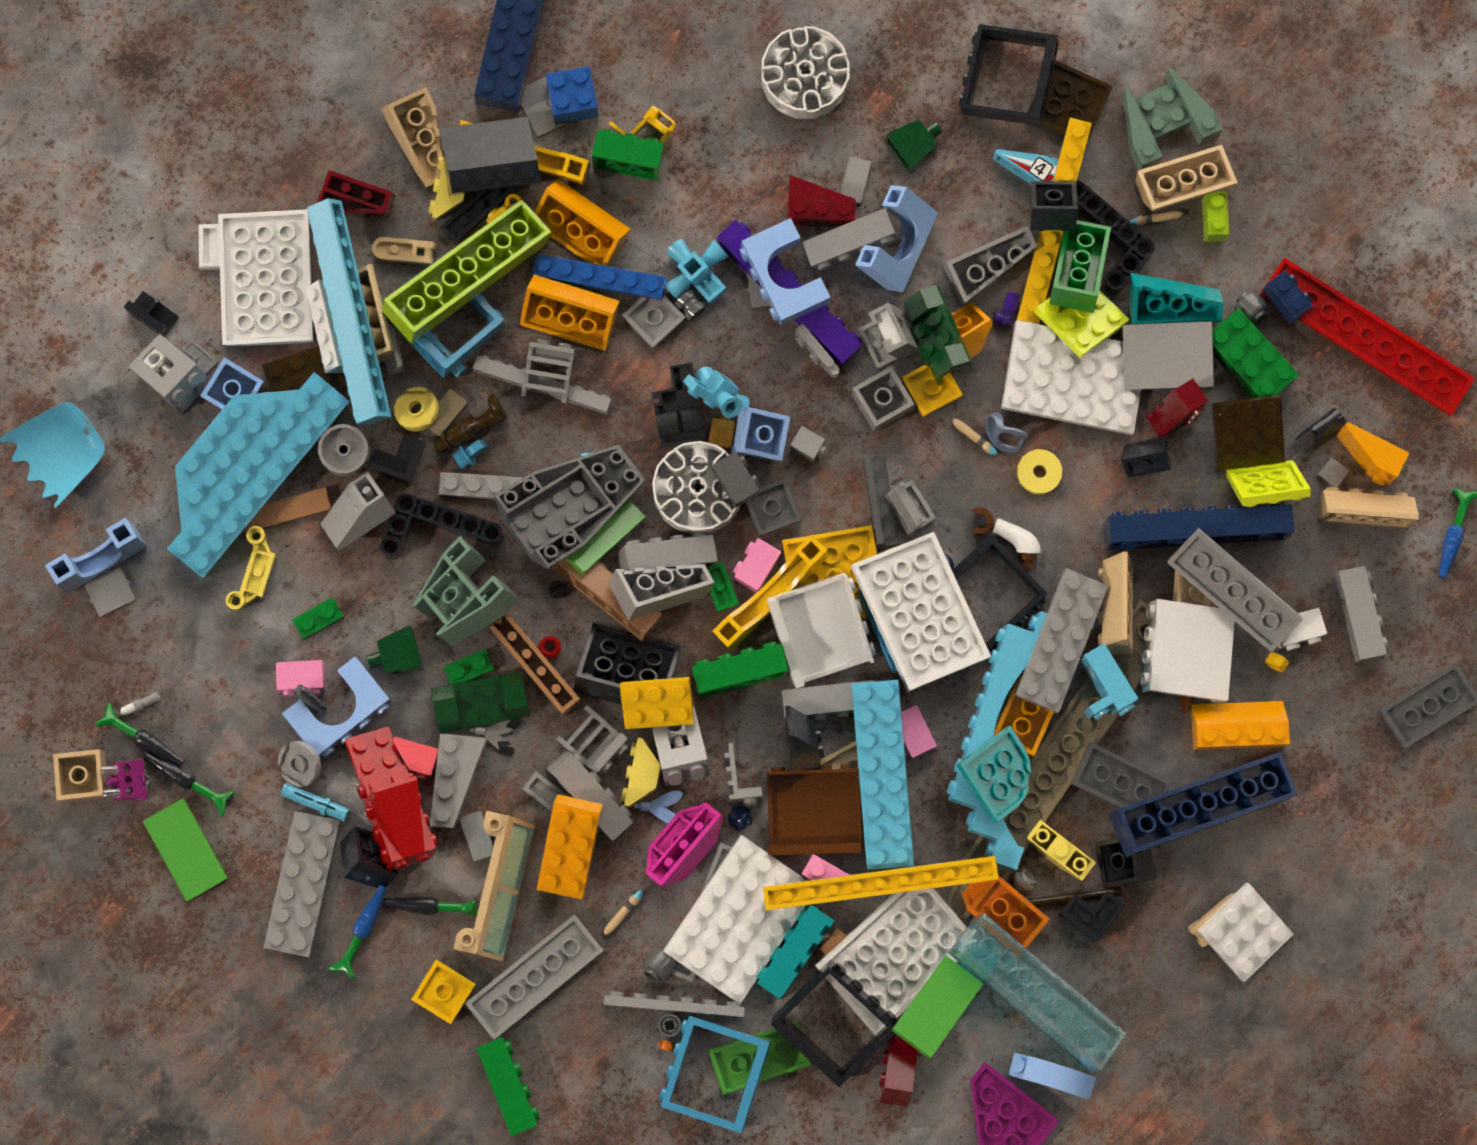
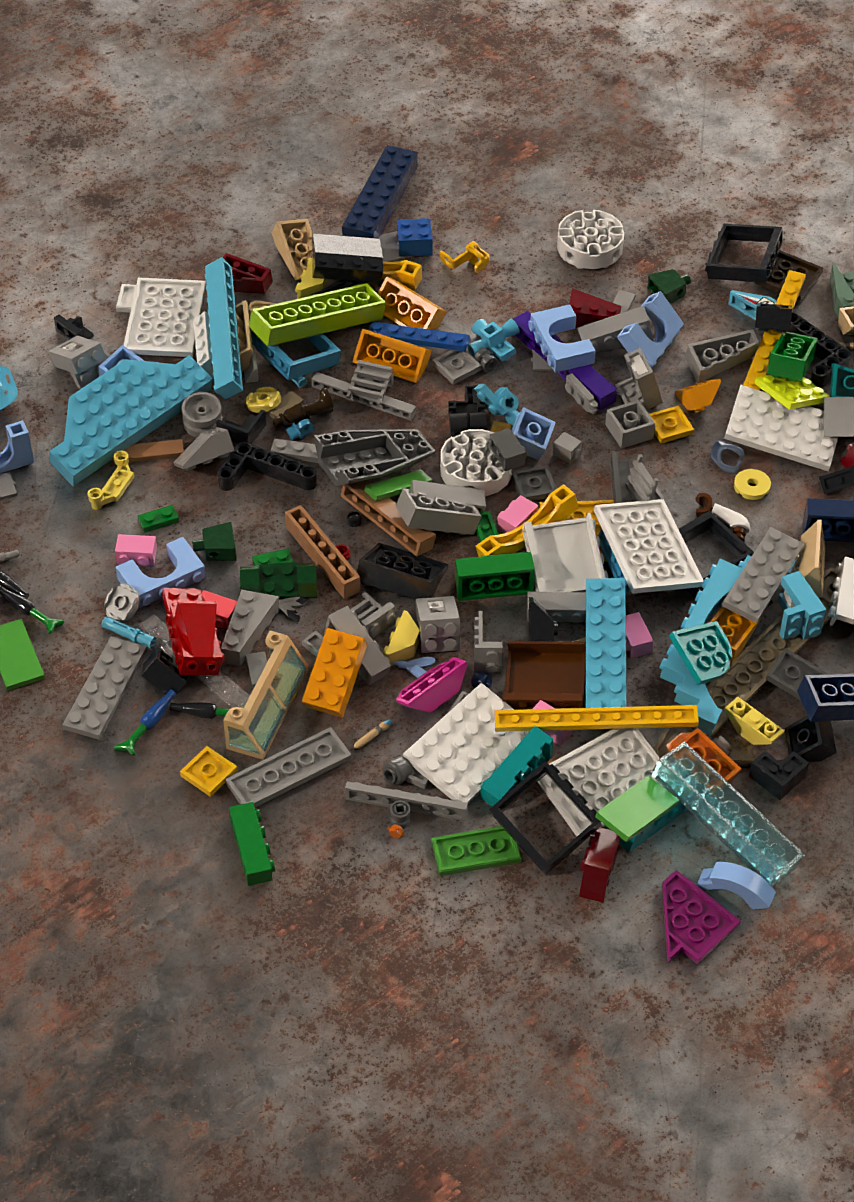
camera: 10 degrees right, 30 degrees down
(310, 699) = (140, 560): dark grey axle -> none
(457, 599) = (278, 503): sand green wedge -> none
(628, 155) = (451, 269): green brick -> none
(657, 703) = (423, 582): yellow plate -> none
(751, 1086) = (426, 884): dark azure window -> none
(936, 332) = (675, 384): dark green piece -> none
(974, 436) = (710, 464): tan piece -> none
(1008, 311) = (732, 390): dark purple arm -> none

